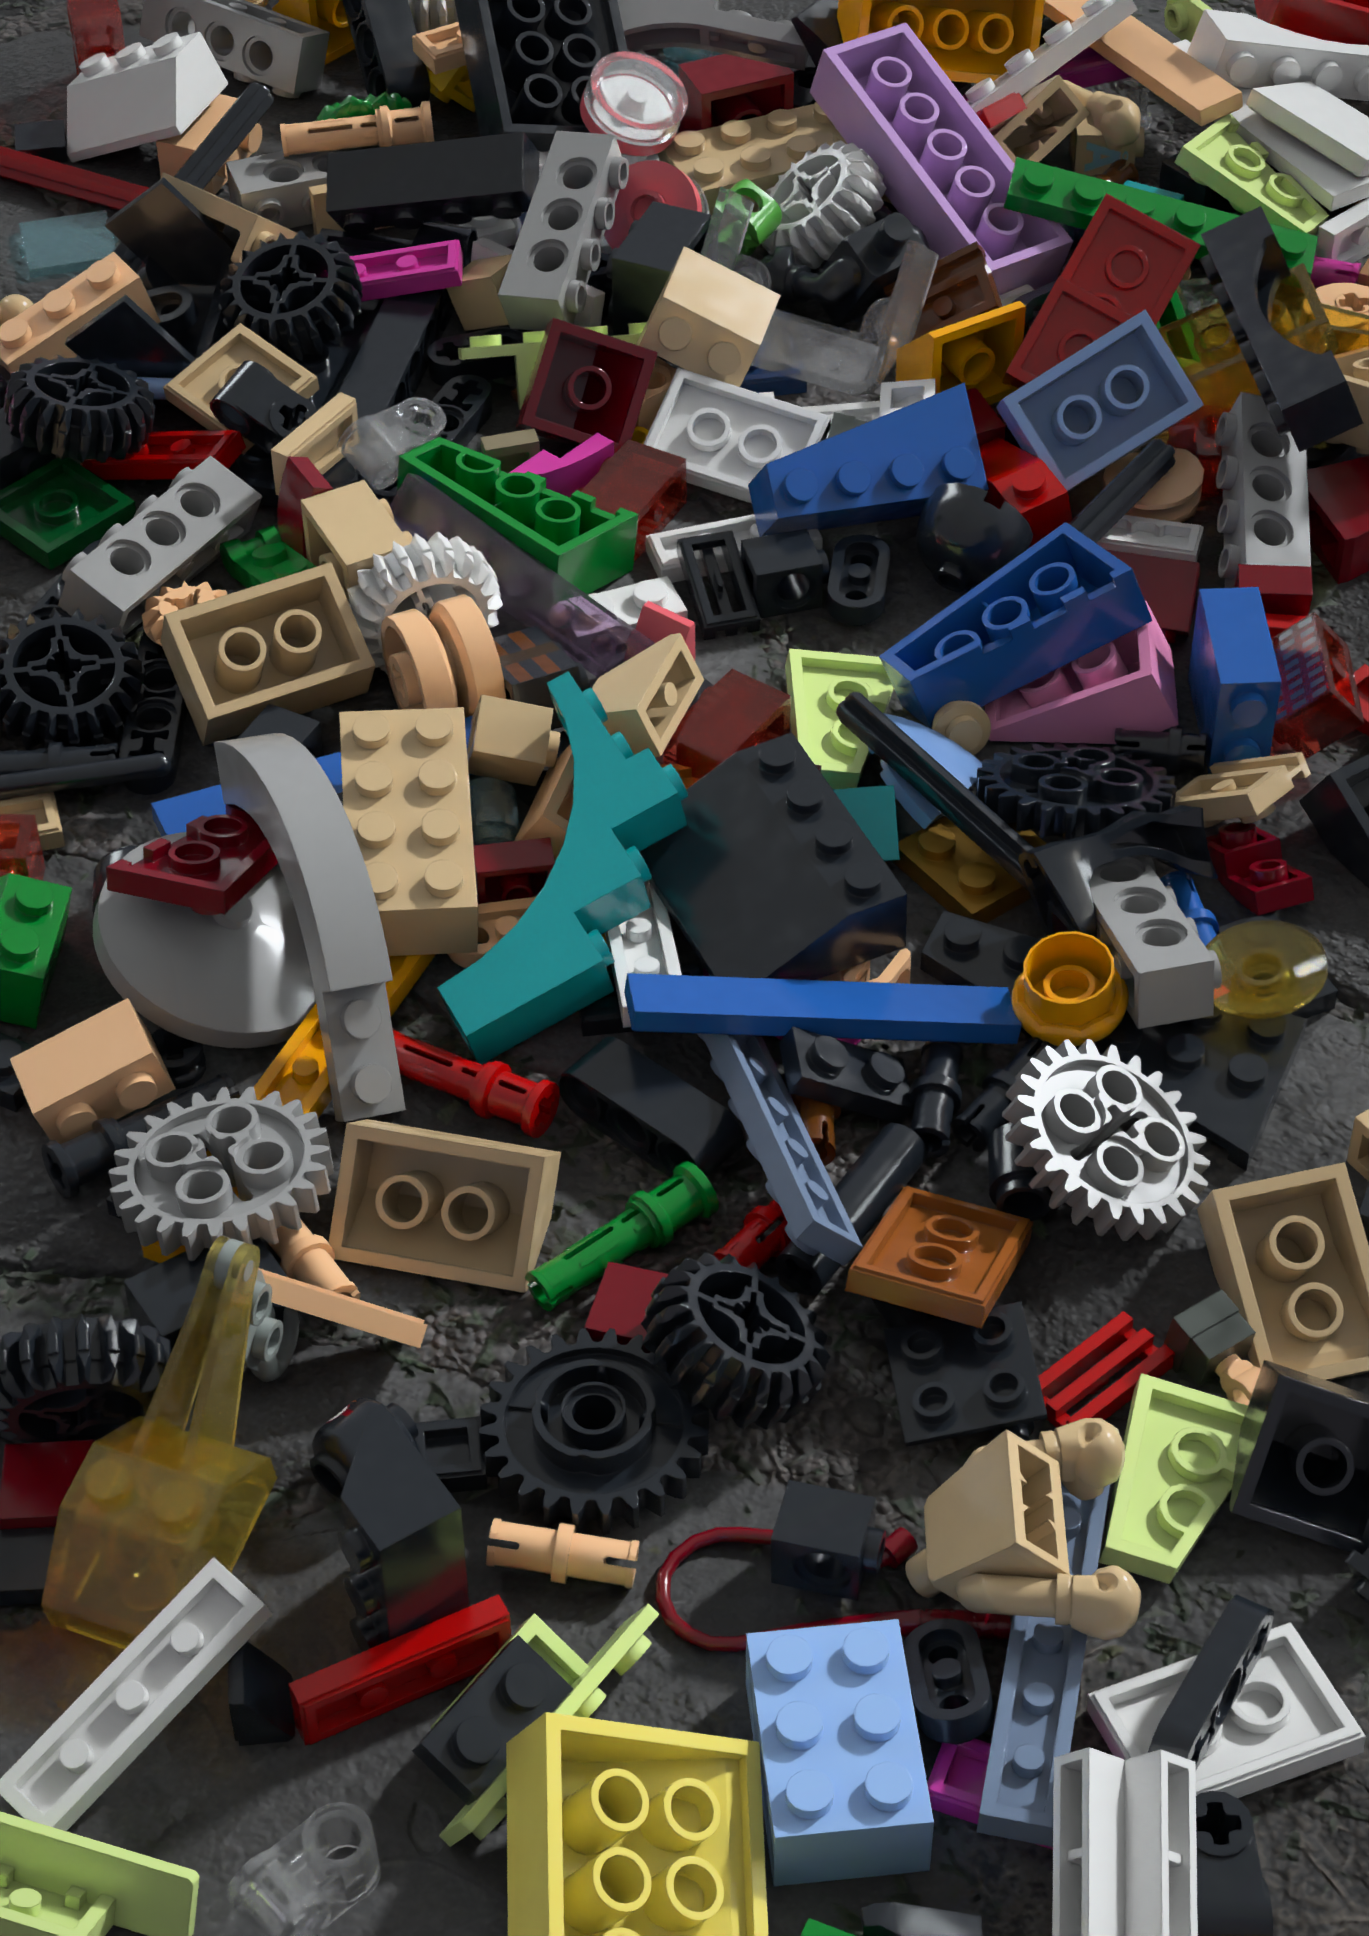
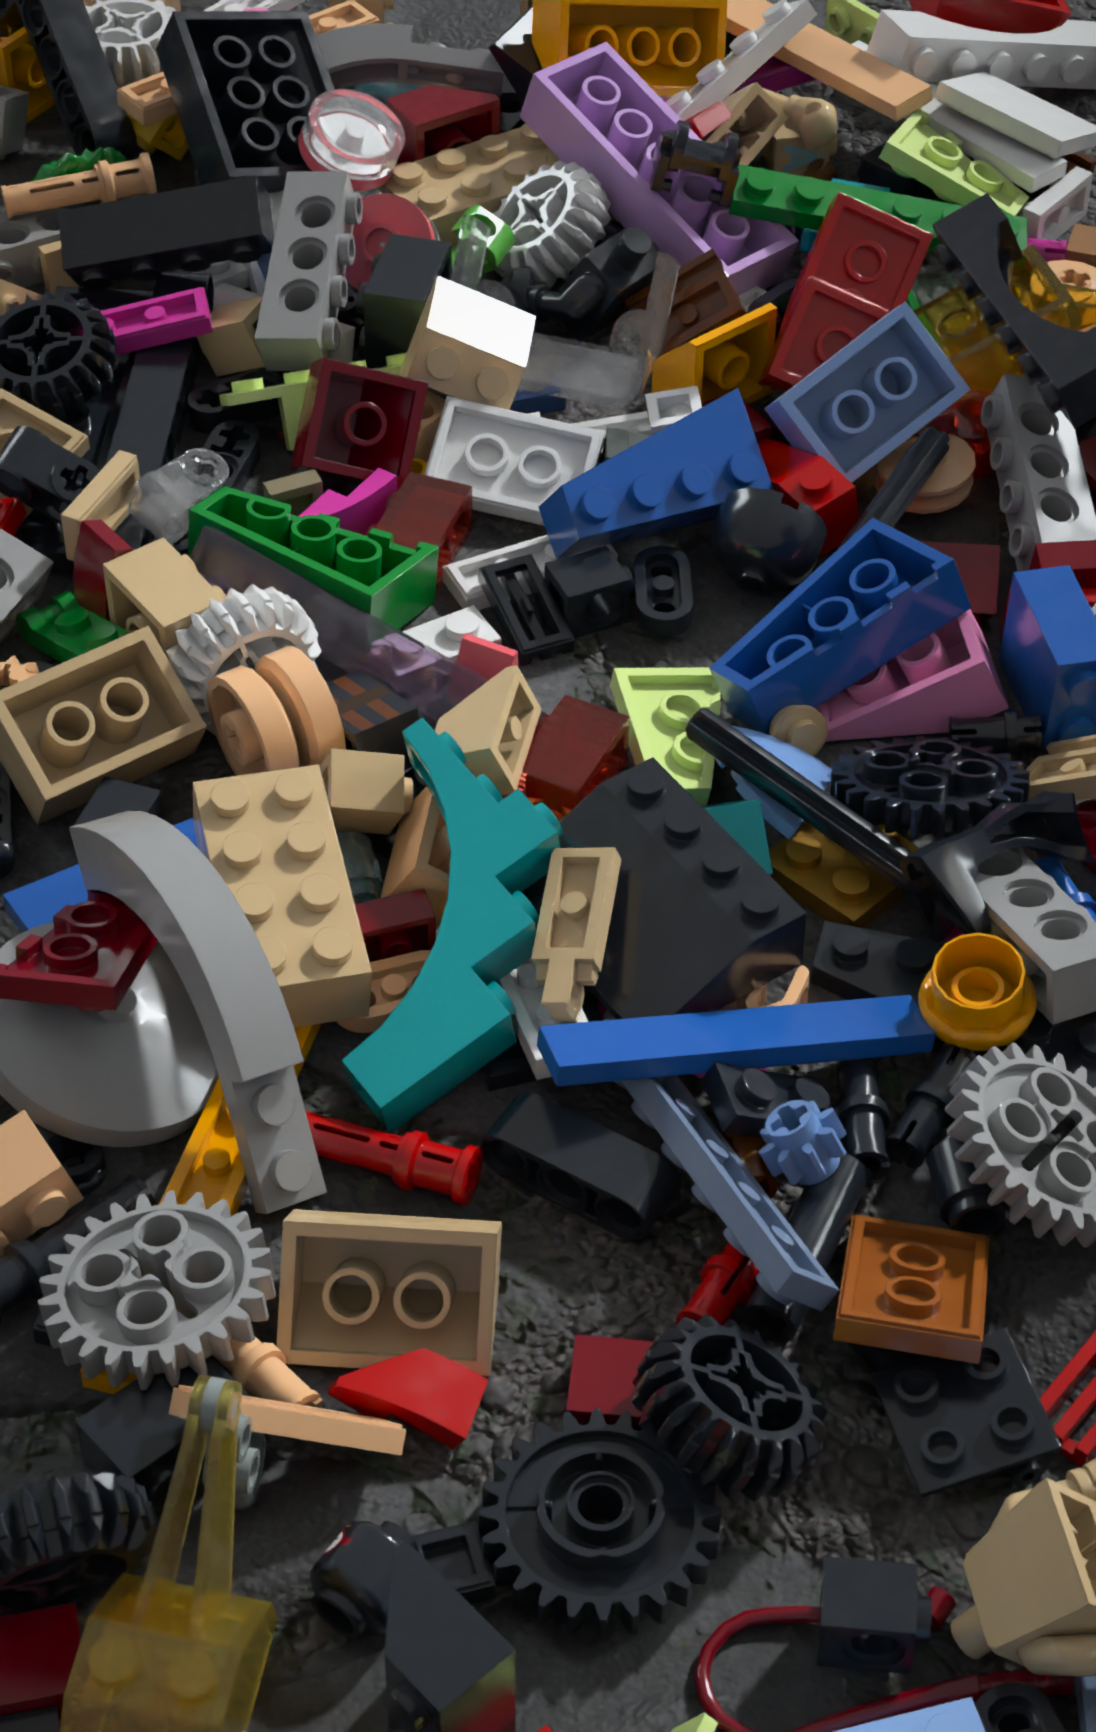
camera: 10 degrees left, 0 degrees up
(451, 1294) = (418, 1389): none -> red slope
(562, 1553) = (595, 1663): light nougat pin -> none
(646, 1222) = (601, 1285): green pin -> none
(682, 885) = (574, 926): none -> tan hinge
(862, 1110) = (802, 1142): none -> medium blue gear
(978, 147) = (714, 160): none -> black piece
(1154, 538) = (943, 523): white plate -> none

